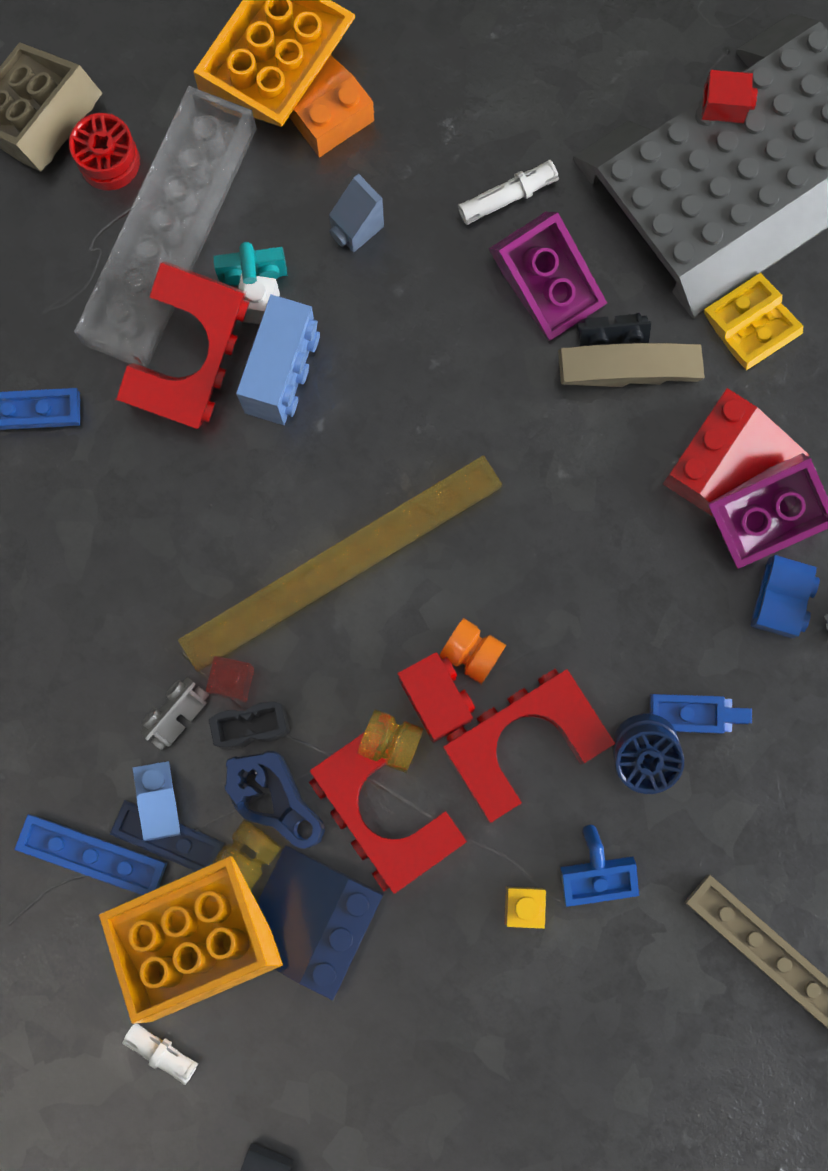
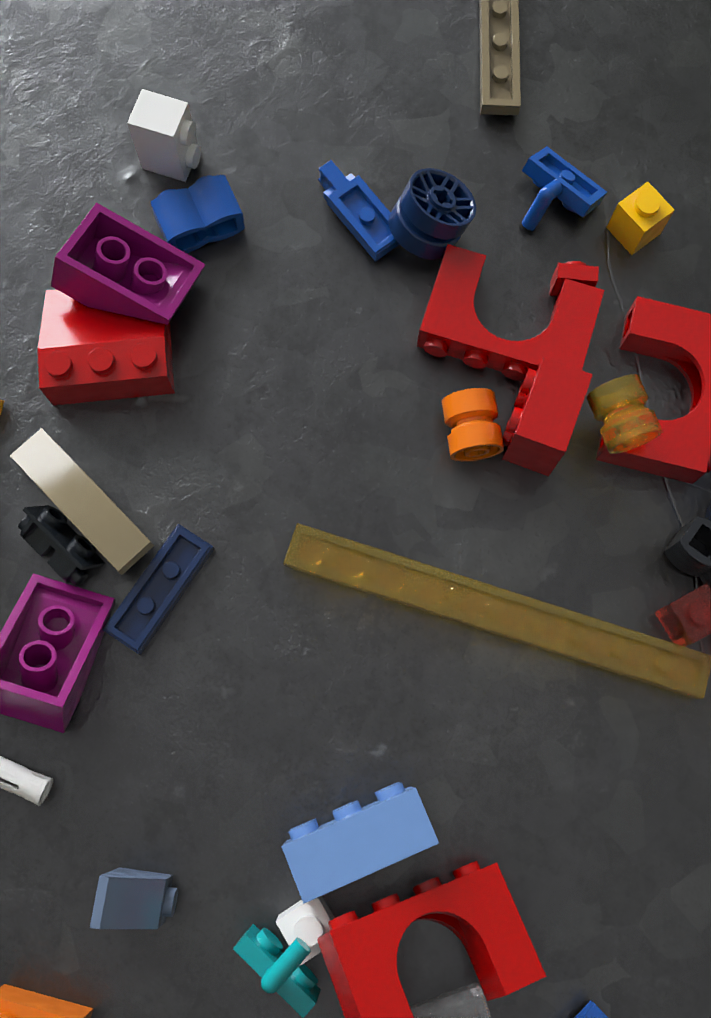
camera: 135 degrees left, 5 degrees down
(520, 818) = (573, 271): none -> red plate
(533, 372) = (158, 589): none -> dark blue tile

